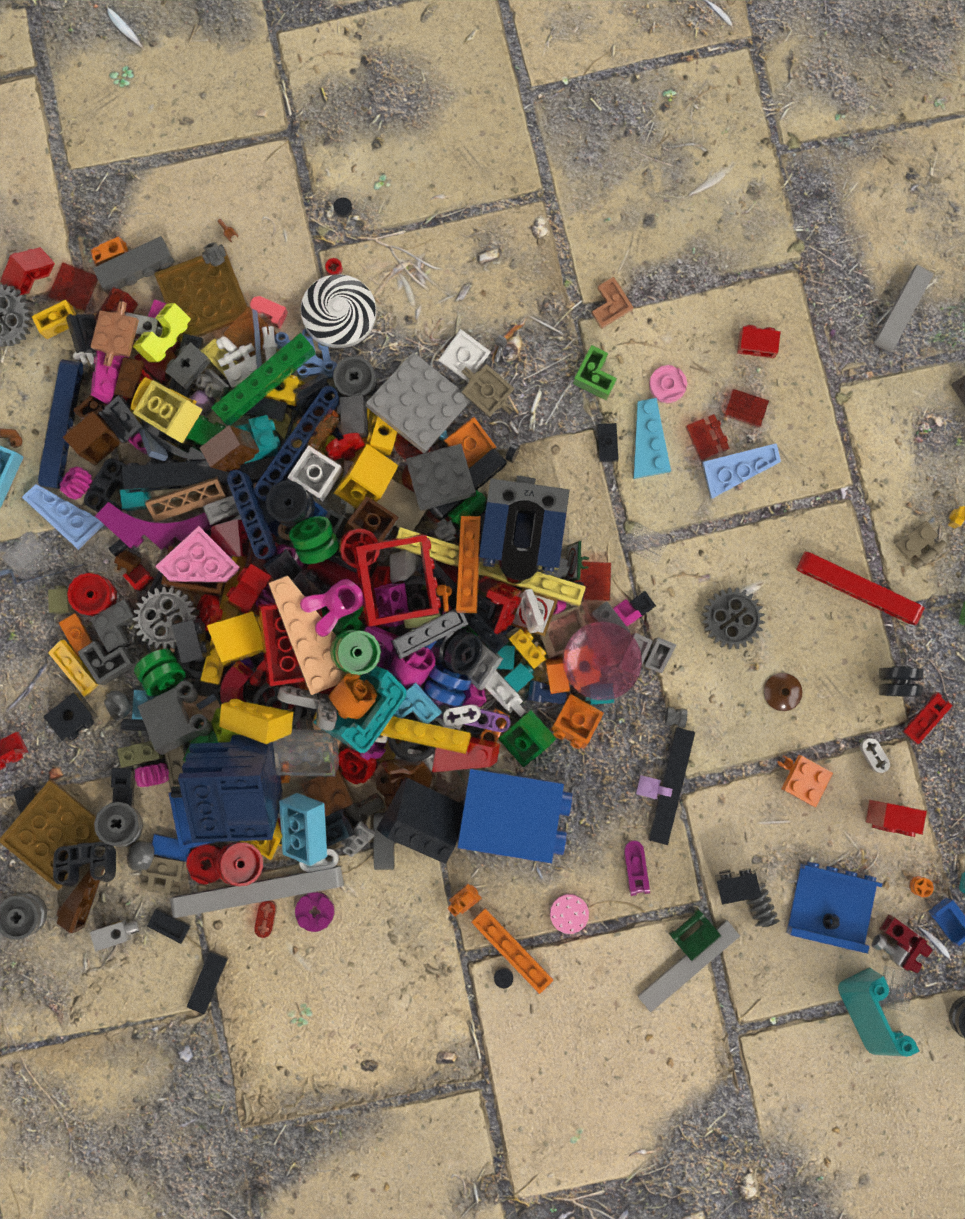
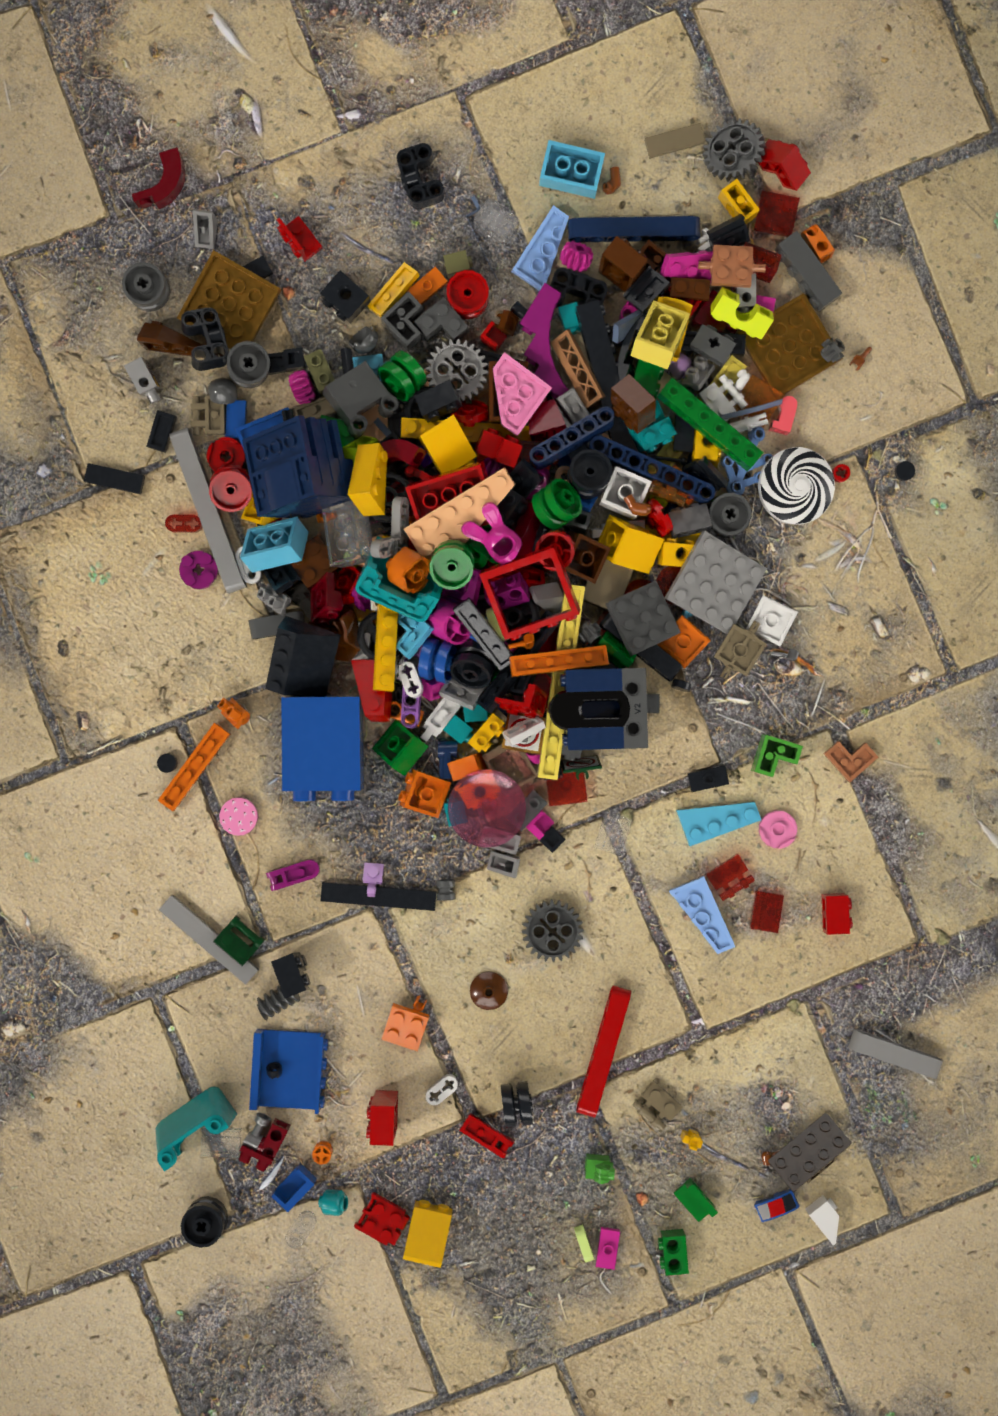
camera: 75 degrees right, 5 degrees up
(332, 463) = (636, 508): none -> dark orange arm
(368, 787) = (325, 601): none -> dark red plate

